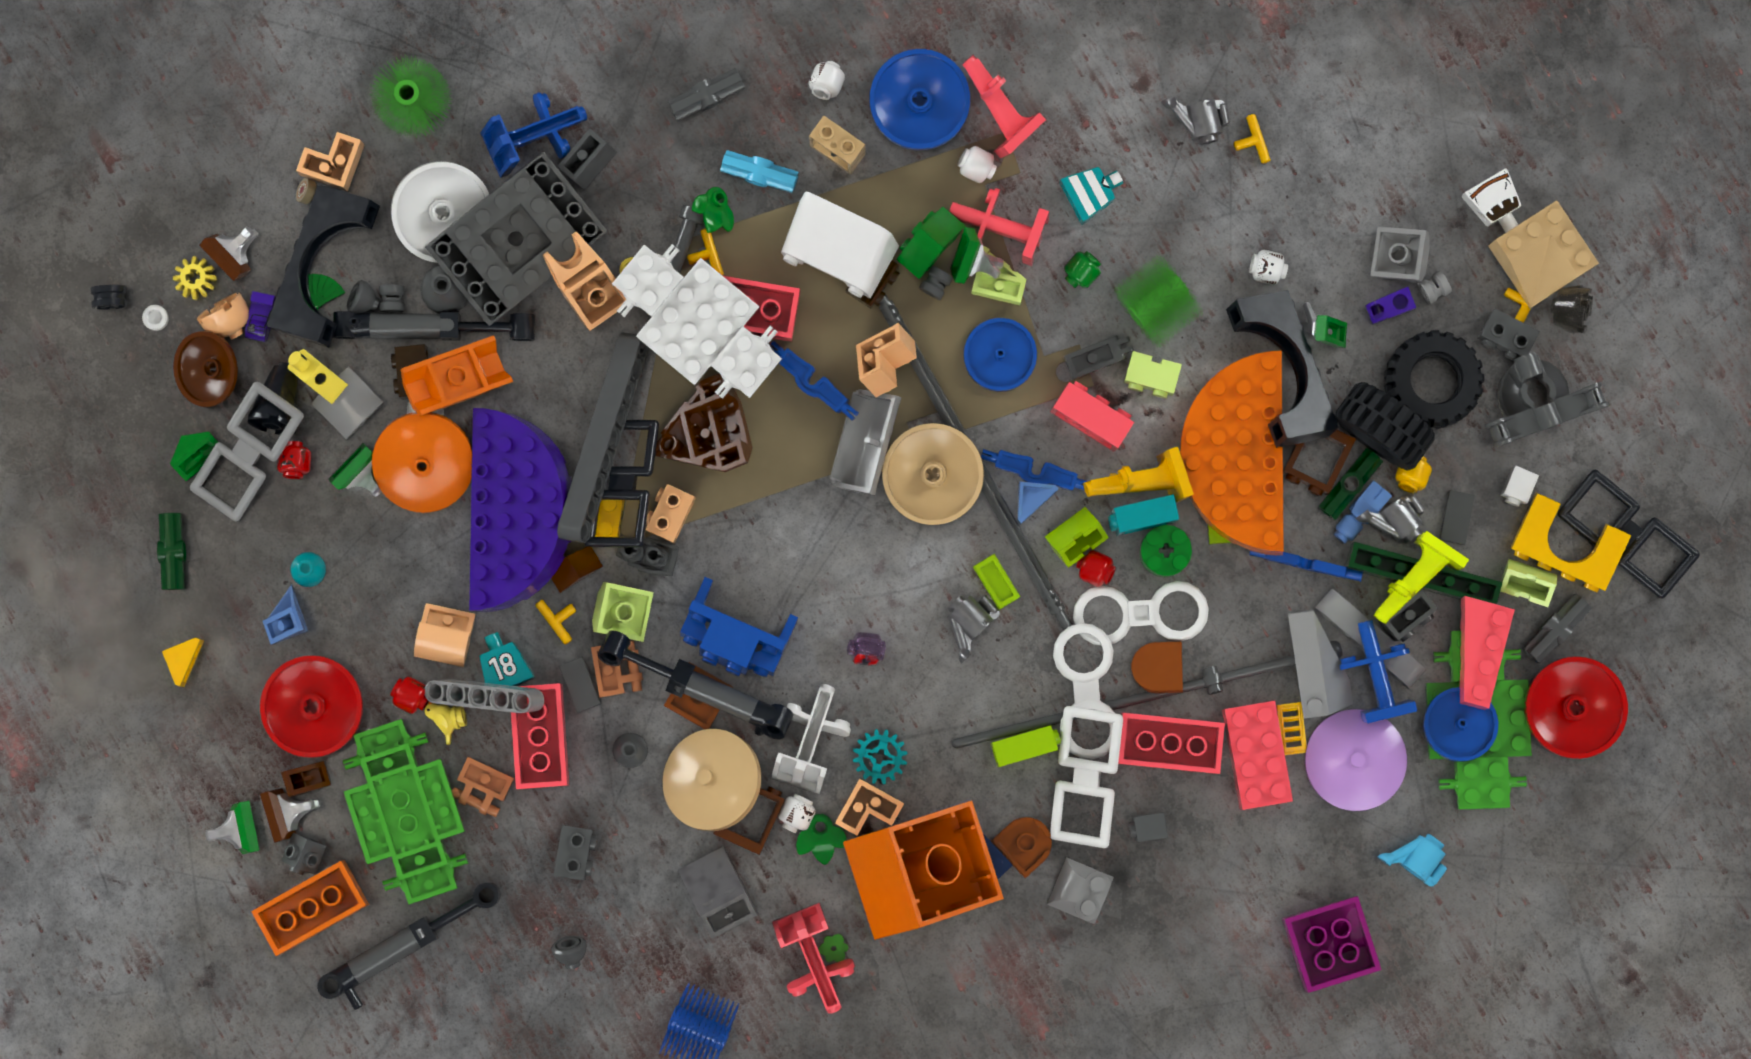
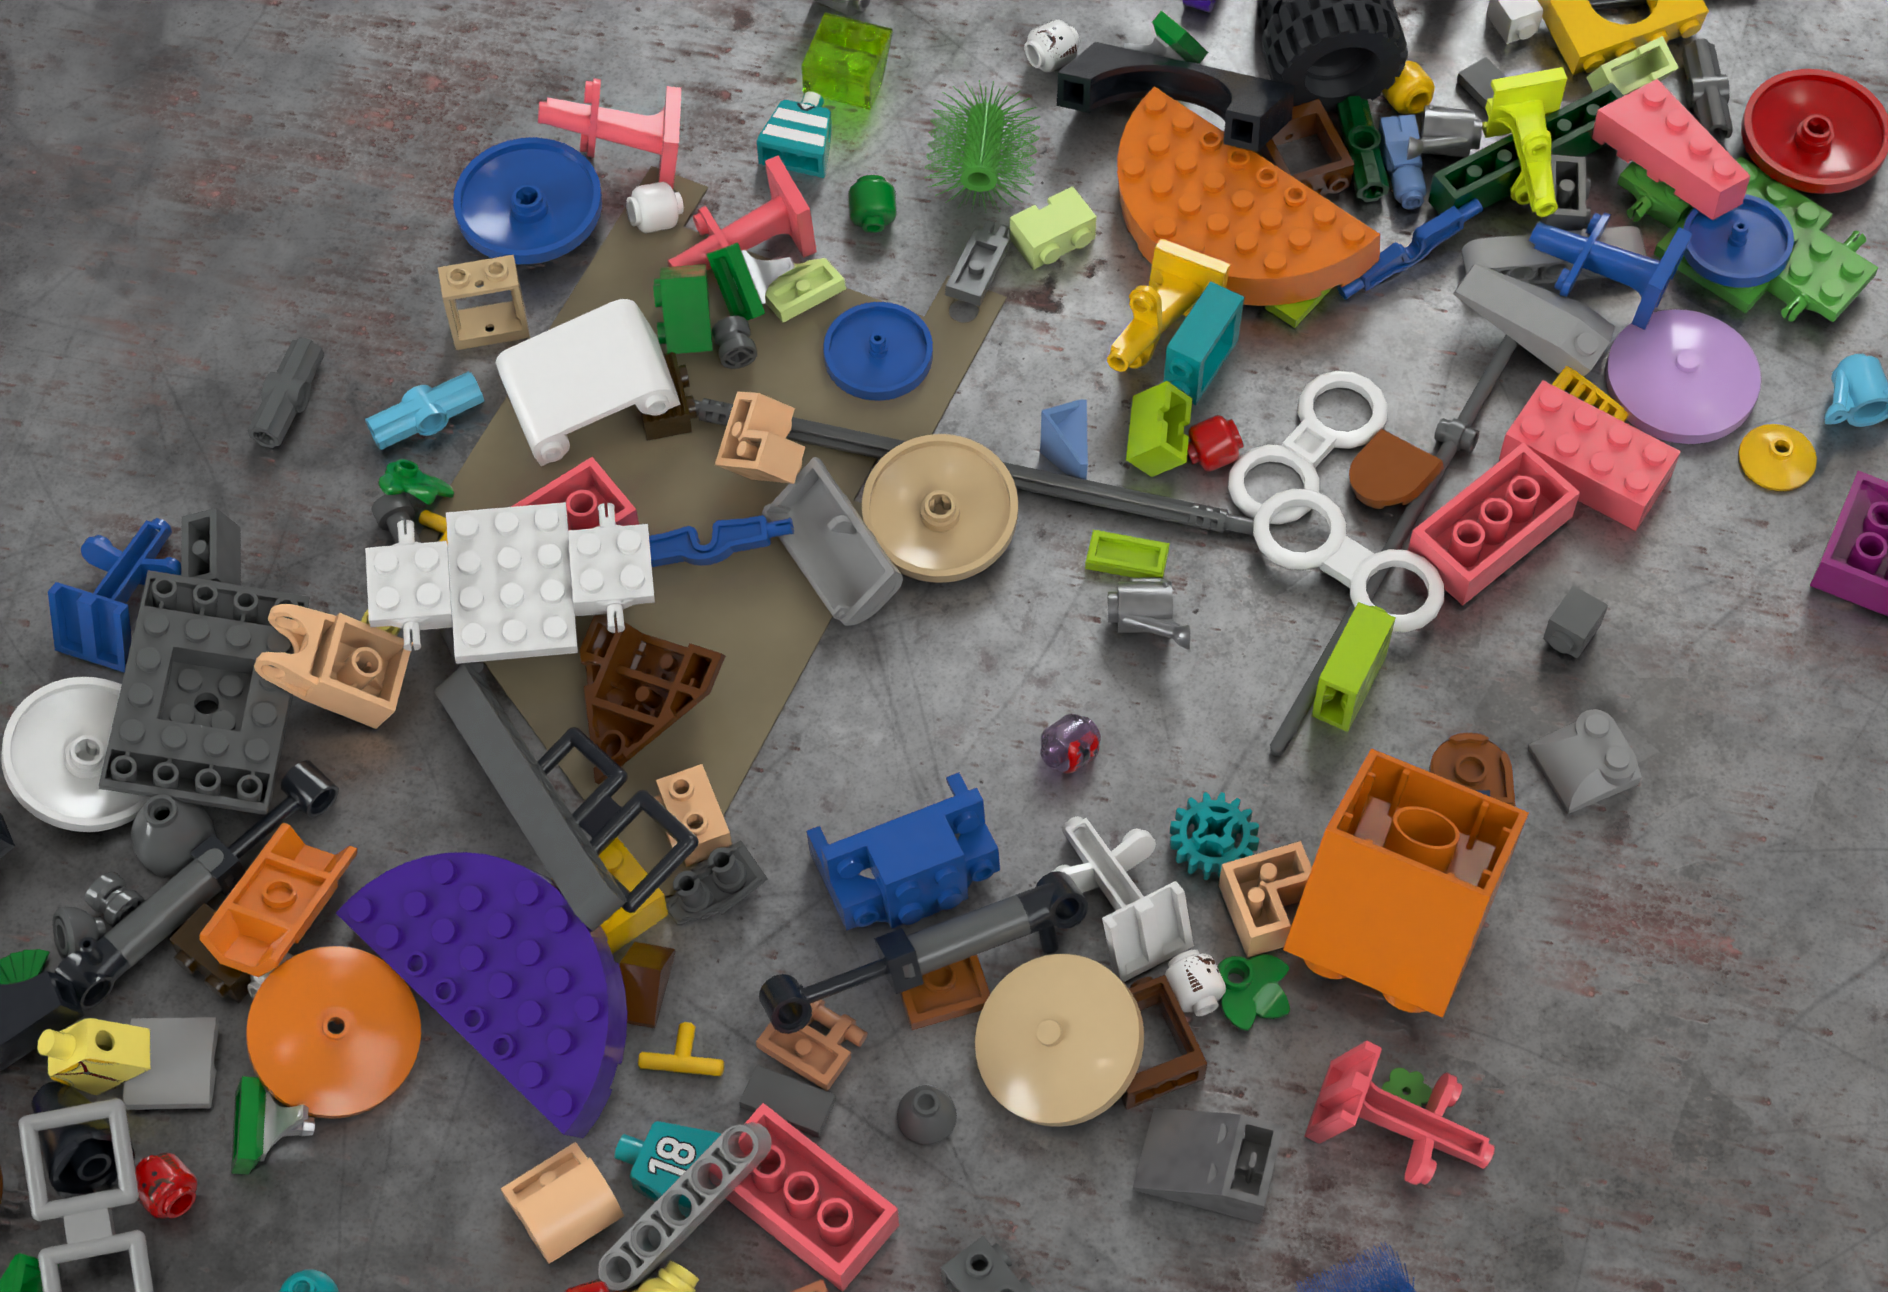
camera: 45 degrees left, 25 degrees down
(622, 610) = (741, 962): yellowish green slope -> none
(826, 80) = (407, 270): white head -> none
(1023, 465) = (1025, 428): blue piece -> none
(1086, 777) = (1455, 633): white bar -> none
(1092, 415) = (1040, 306): coral brick -> none
(1158, 171) = (847, 60): none -> clear neon green slope
(1175, 540) = (1262, 361): green brick -> none
(1335, 842) = (1776, 469): none -> yellow dish

